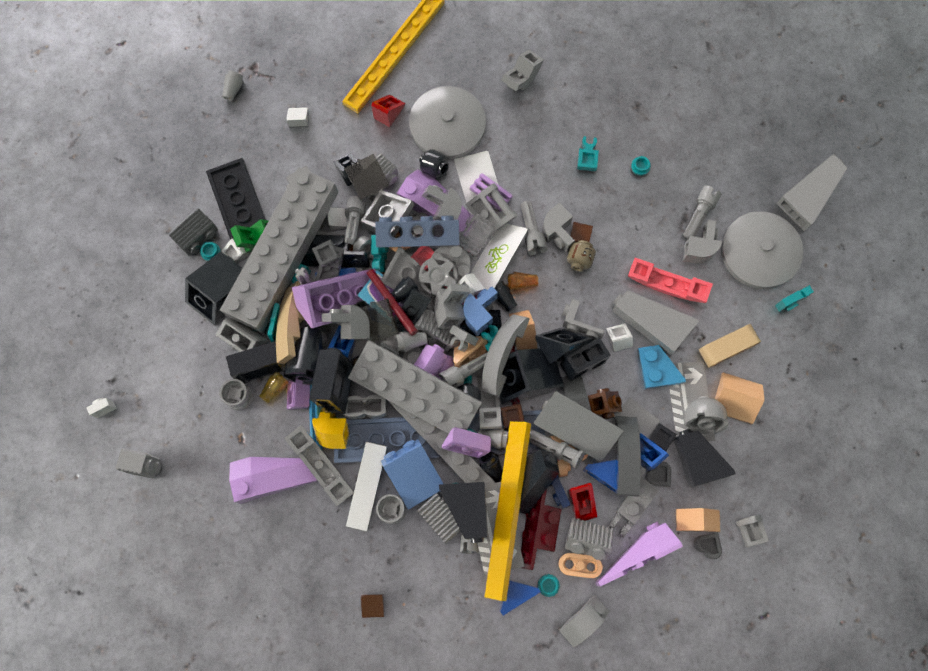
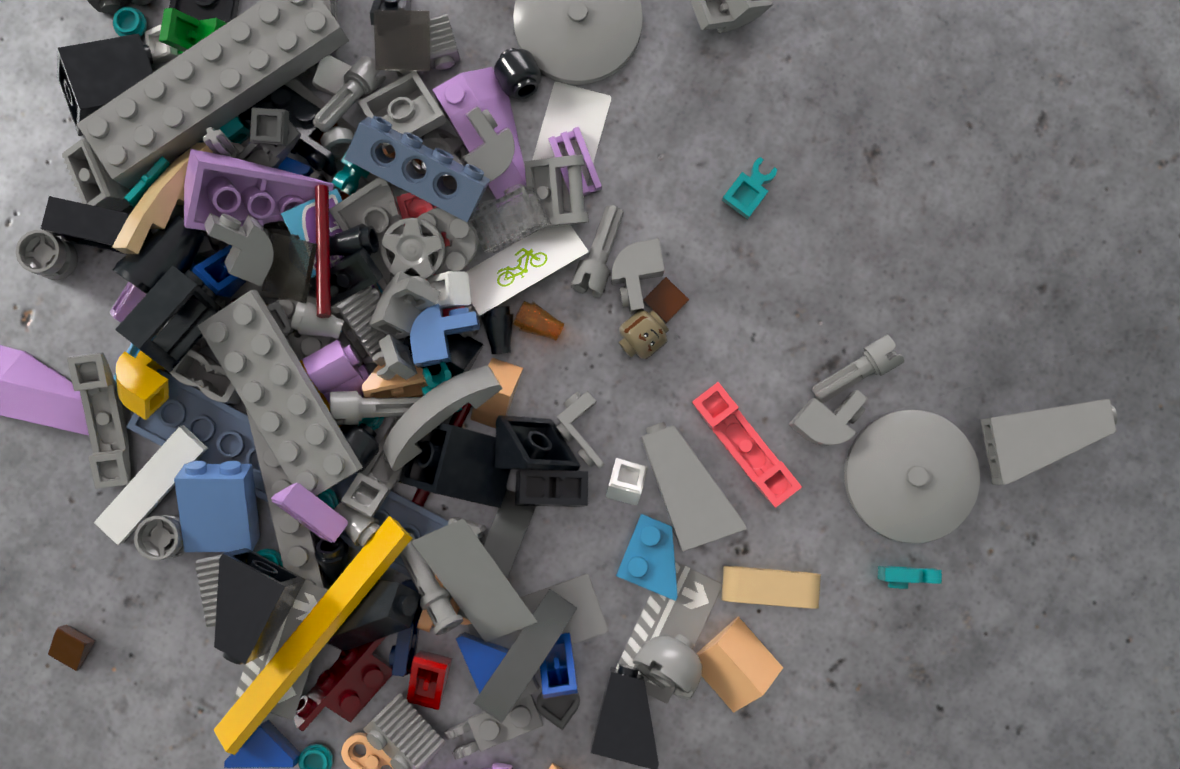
camera: 30 degrees right, 10 degrees up
(273, 387) = (101, 273): clear yellow cone -> none
(512, 413) = (403, 507): reddish brown tile -> none
(605, 403) = (540, 566): reddish brown brick -> none
(641, 165) = (817, 249): teal plate -> none
(662, 436) = (594, 656): black tile -> none

